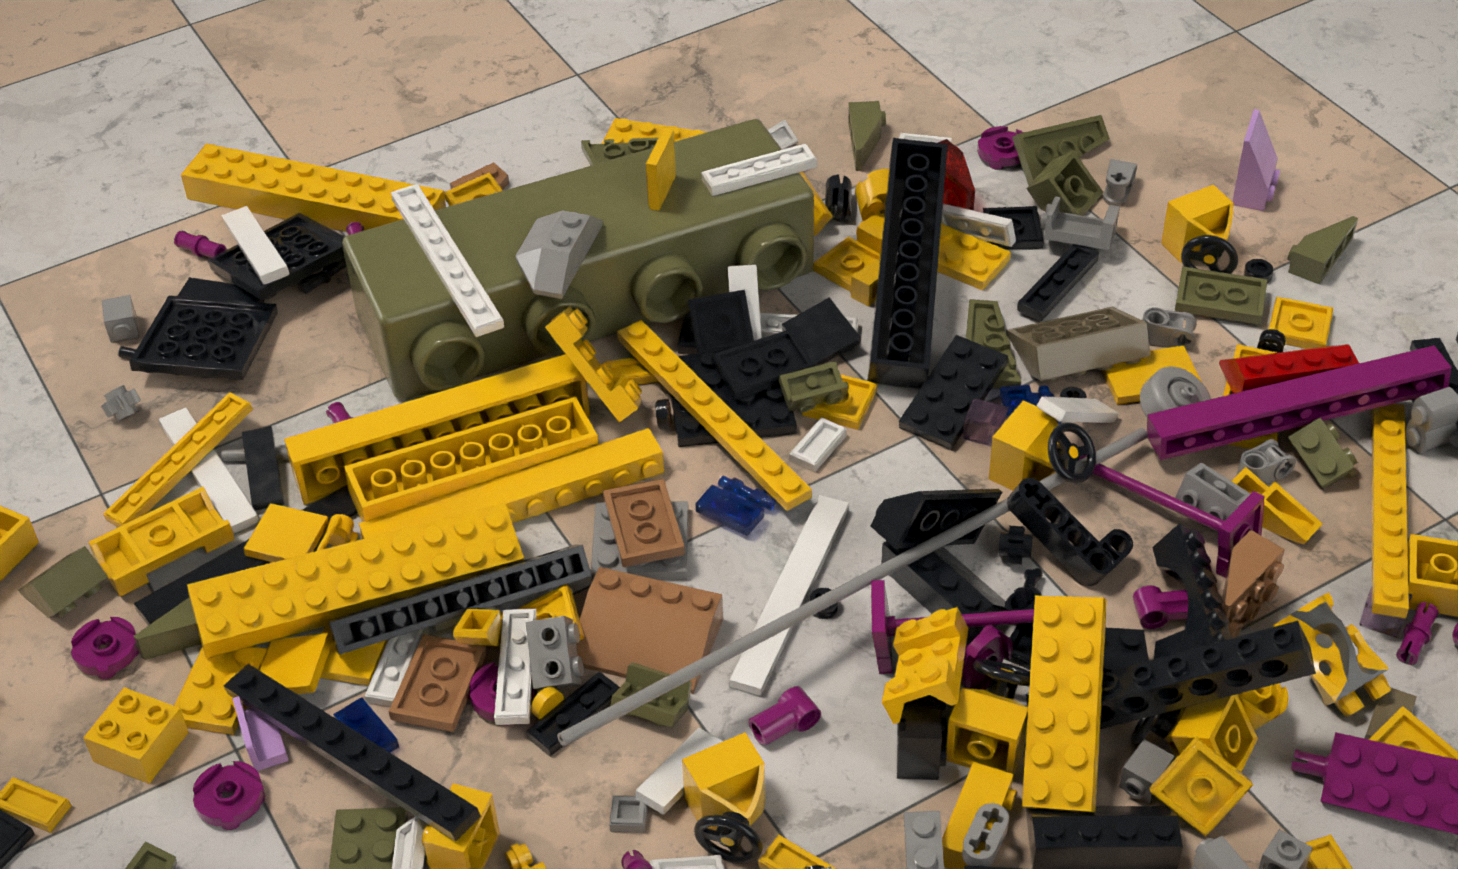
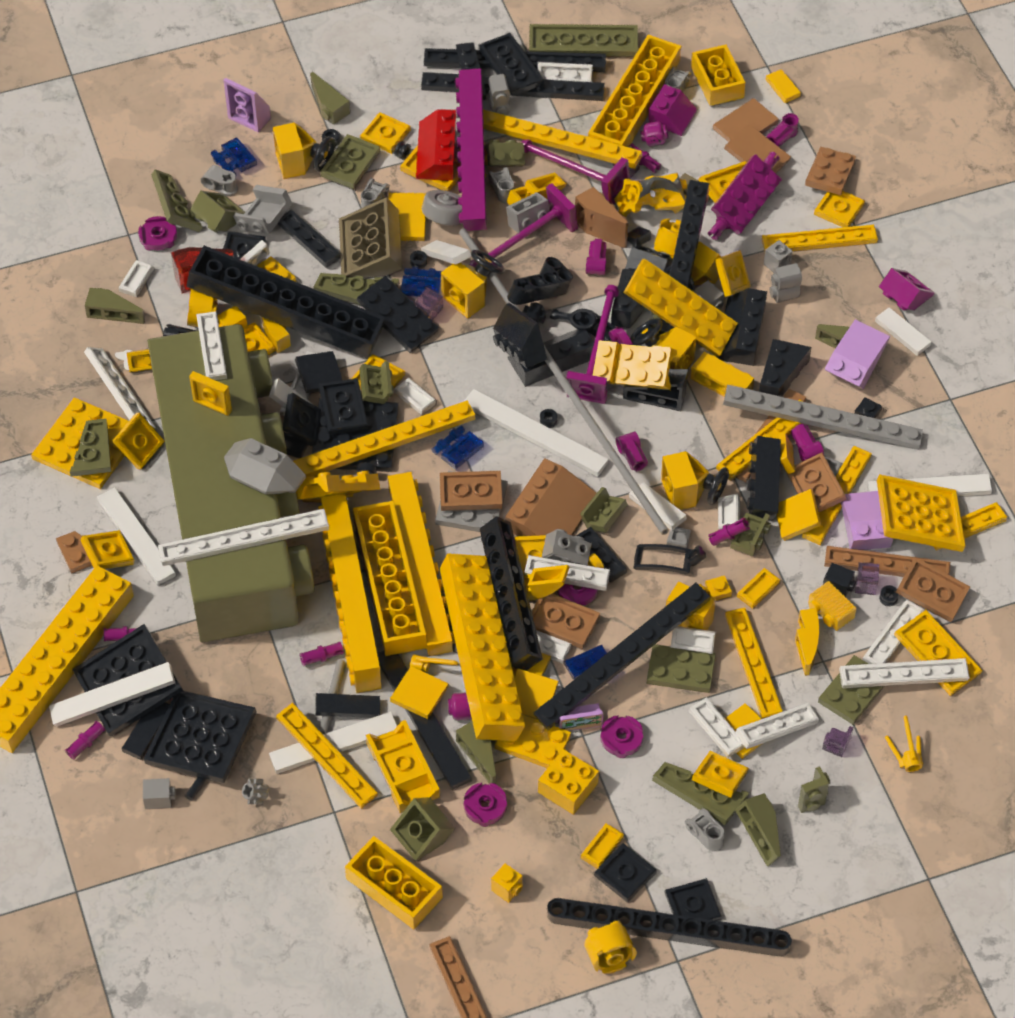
camera: 80 degrees left, 10 degrees up
(584, 835) = (688, 561): none -> black sword
(992, 838) = (744, 370): light grey beam -> none
(1167, 185) = (237, 153): none -> clear blue plate
(1184, 558) = (650, 240): black arch -> none
(1320, 578) = (611, 183): none -> magenta tile

